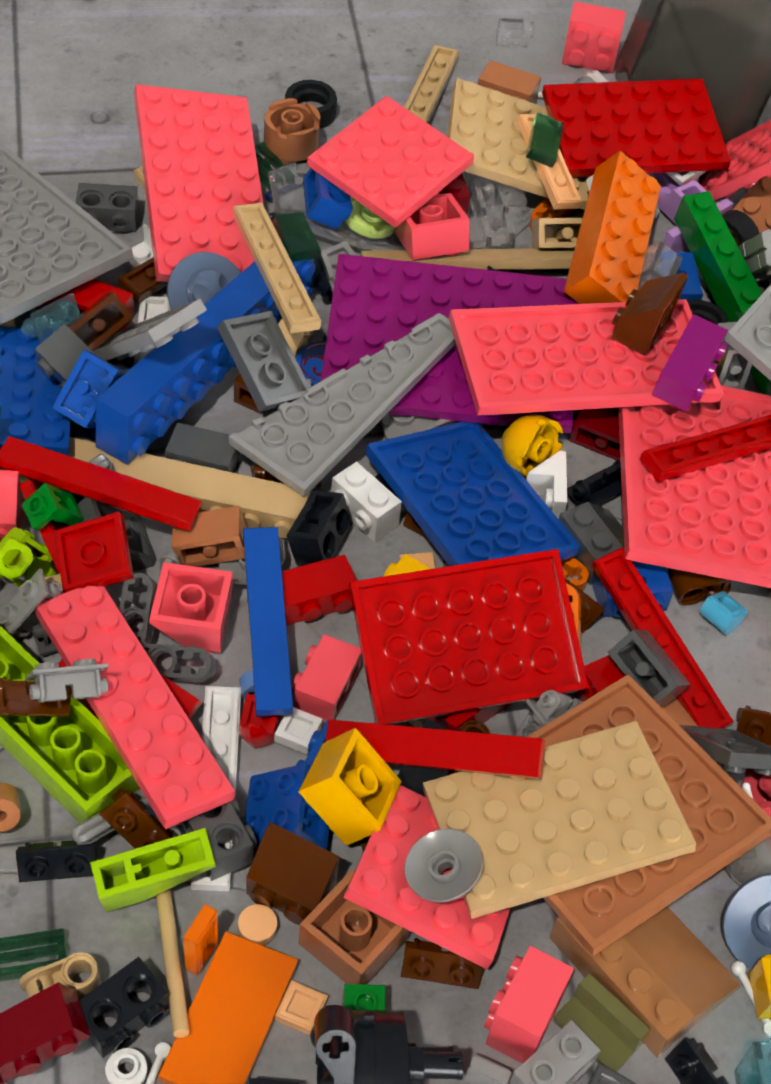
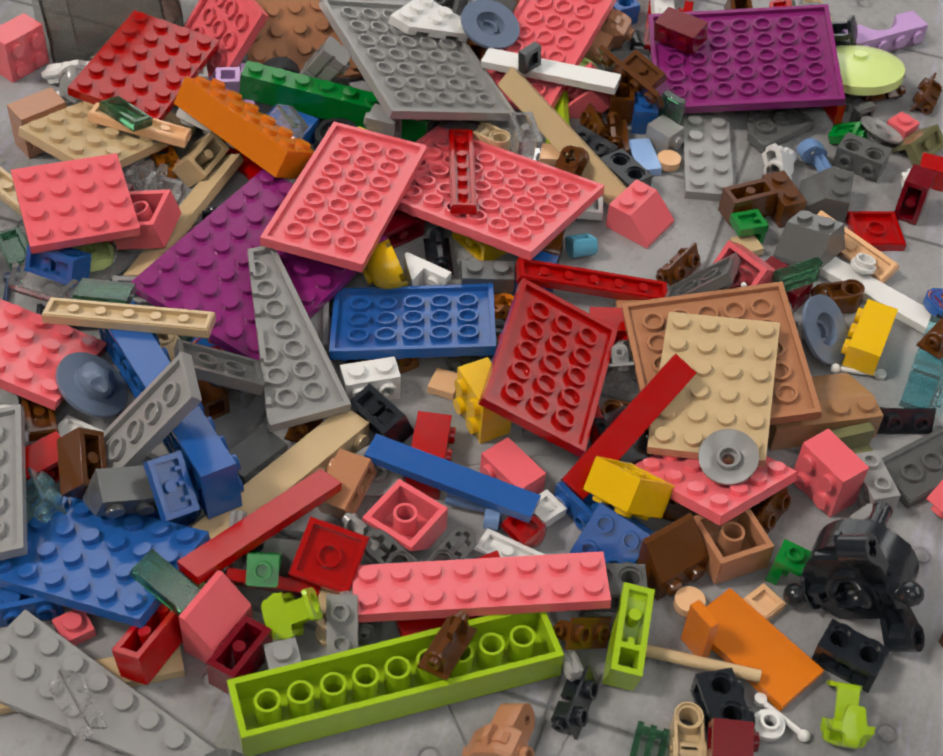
camera: 60 degrees left, 5 degrees down
(52, 680) = (461, 611): light grey hinge -> none
(648, 312) = (347, 135): reddish brown slope -> none
(649, 666) = (615, 292): dark grey brick -> none
(691, 363) = (399, 143): magenta brick -> none

